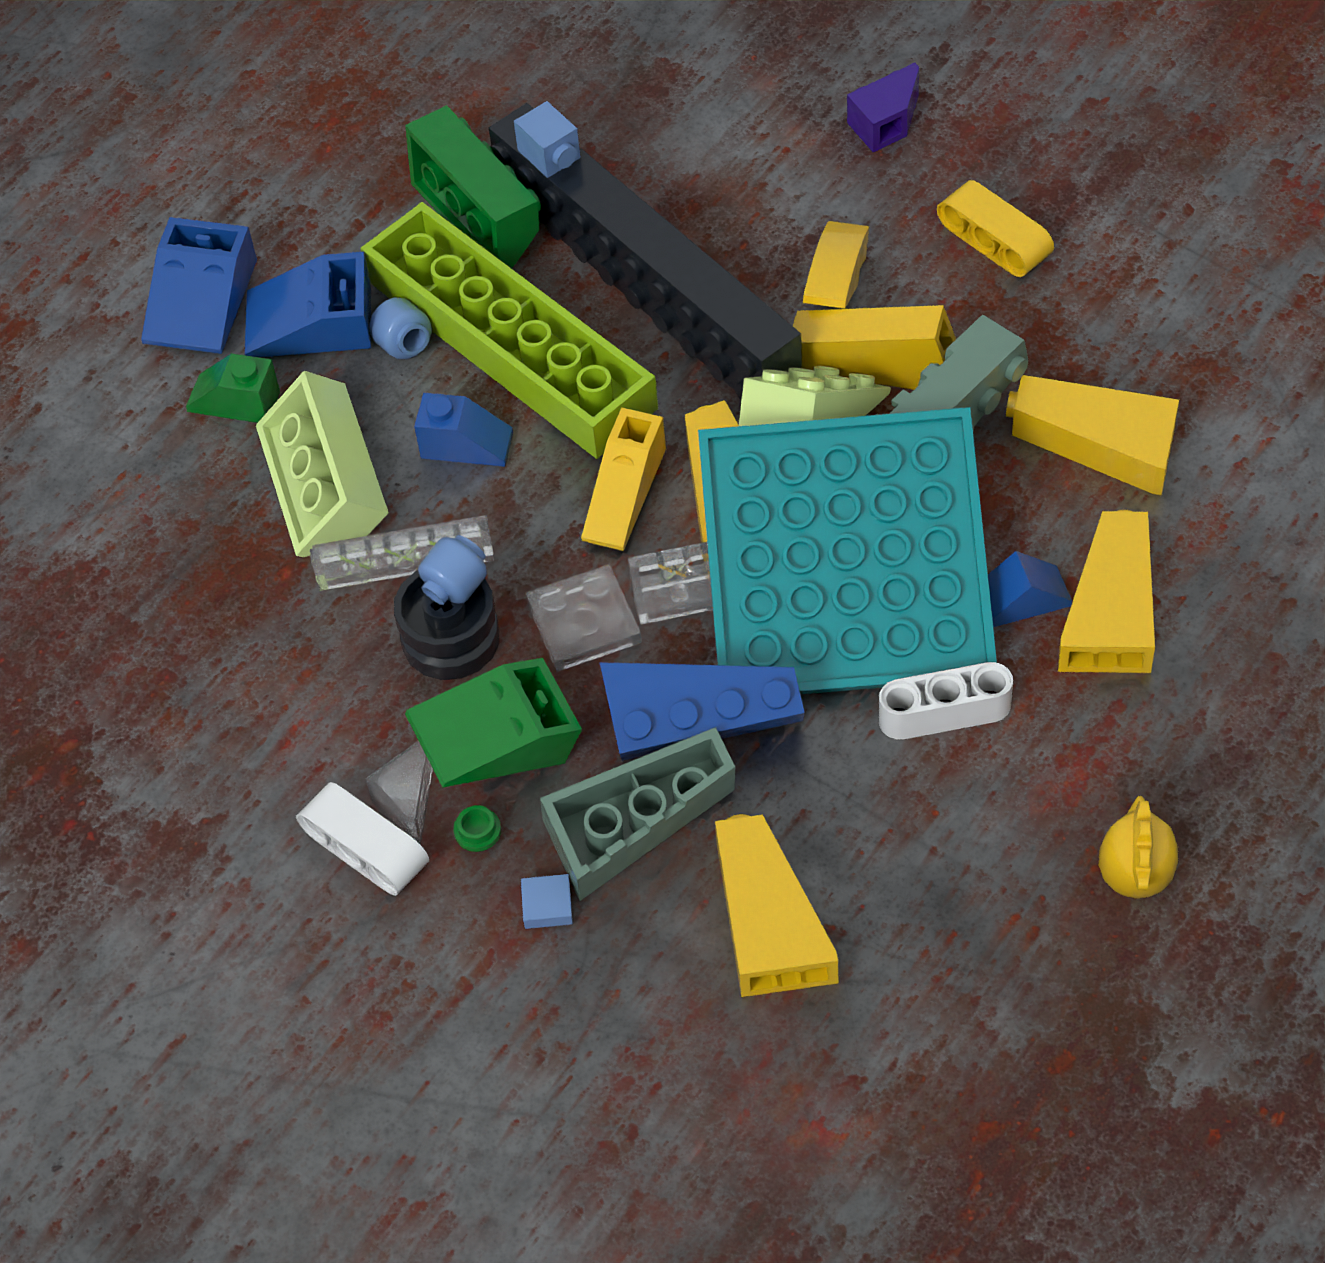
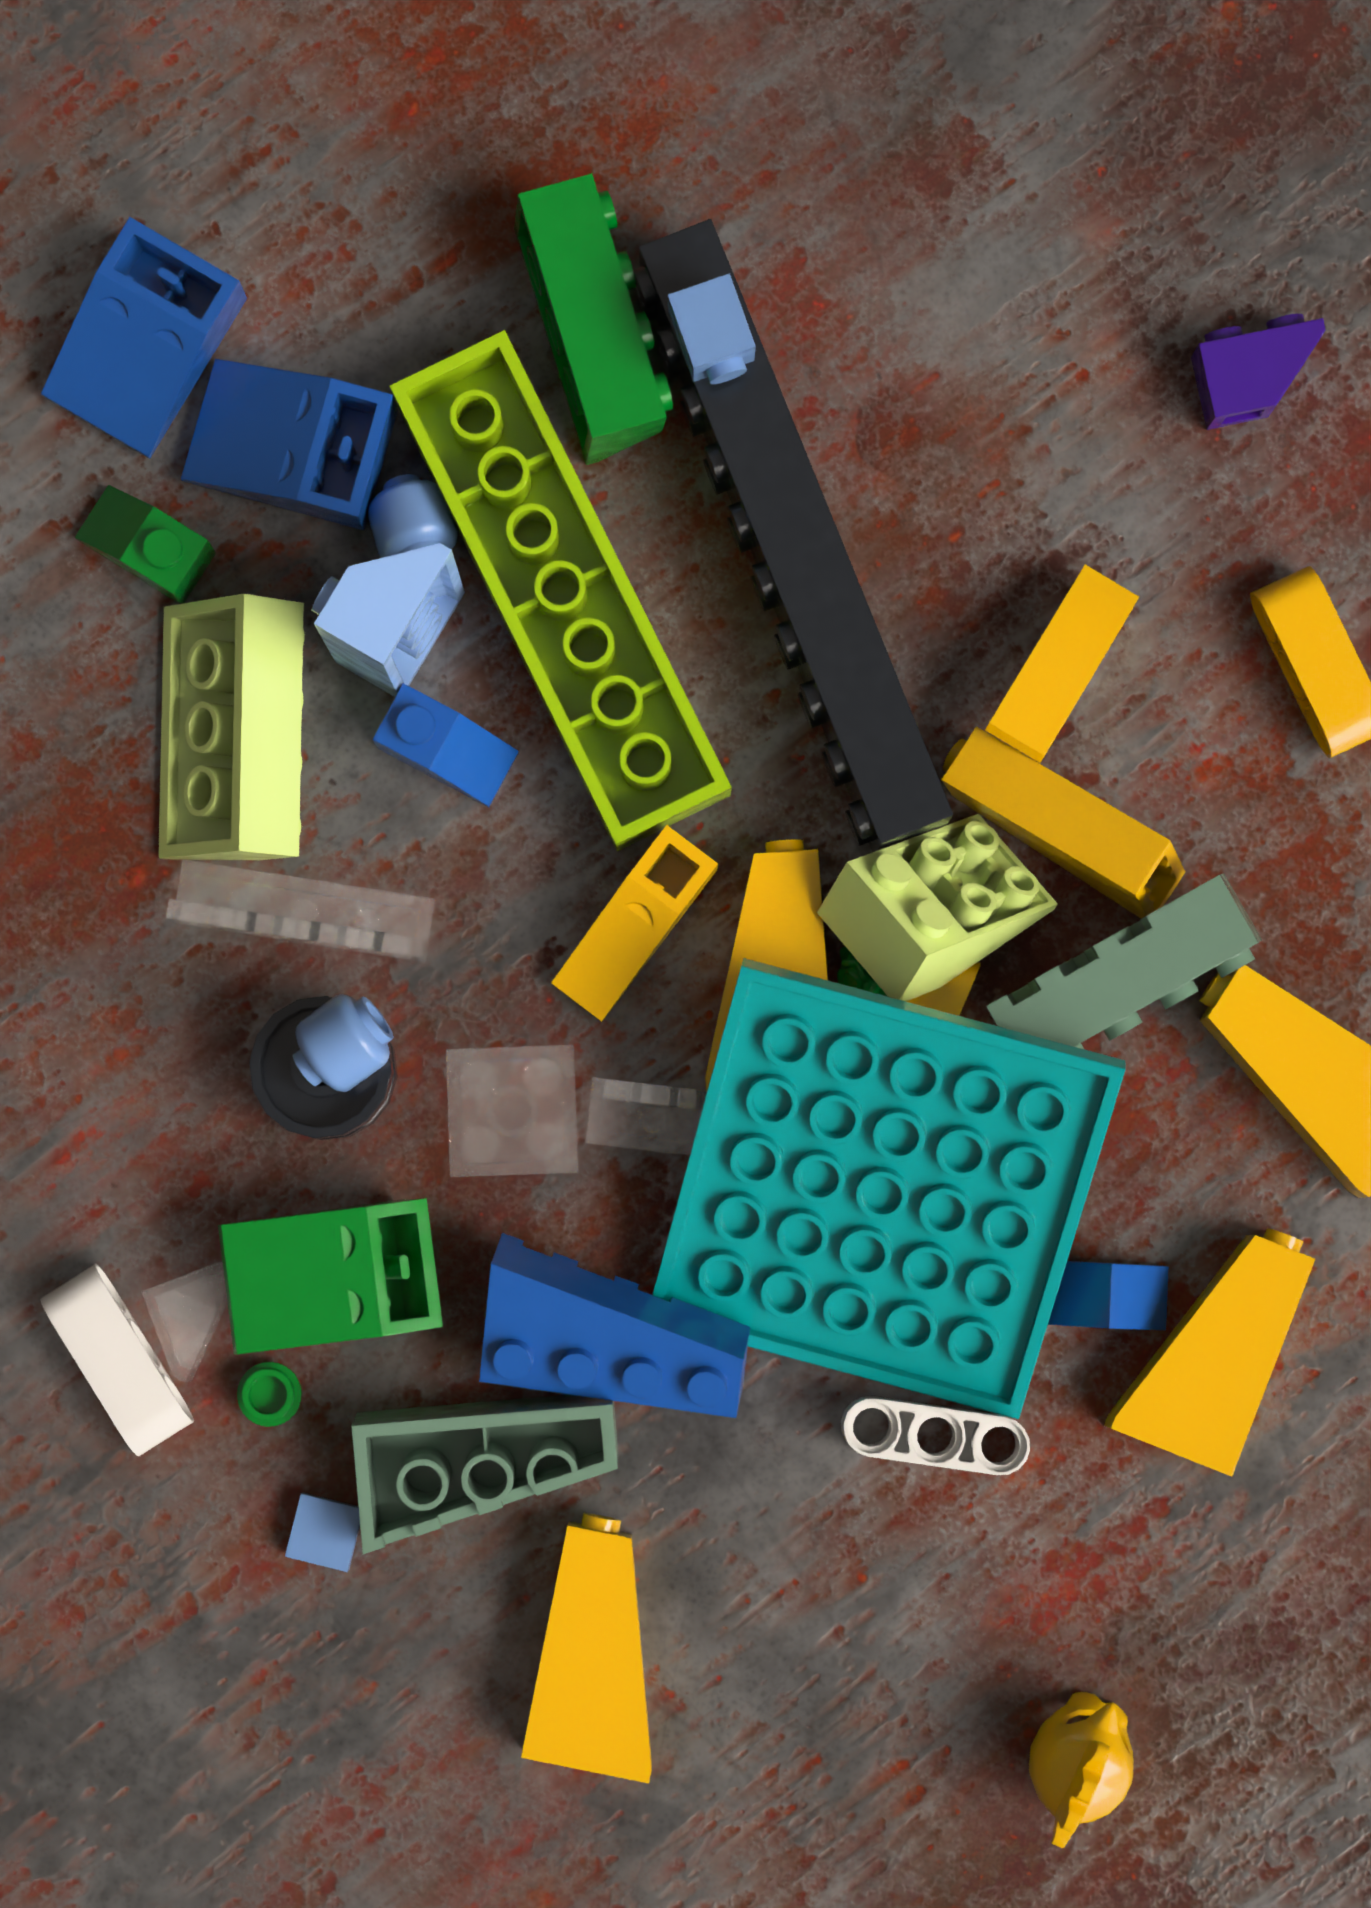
camera: 10 degrees right, 30 degrees up
(399, 338) = (389, 613): none -> light blue slope

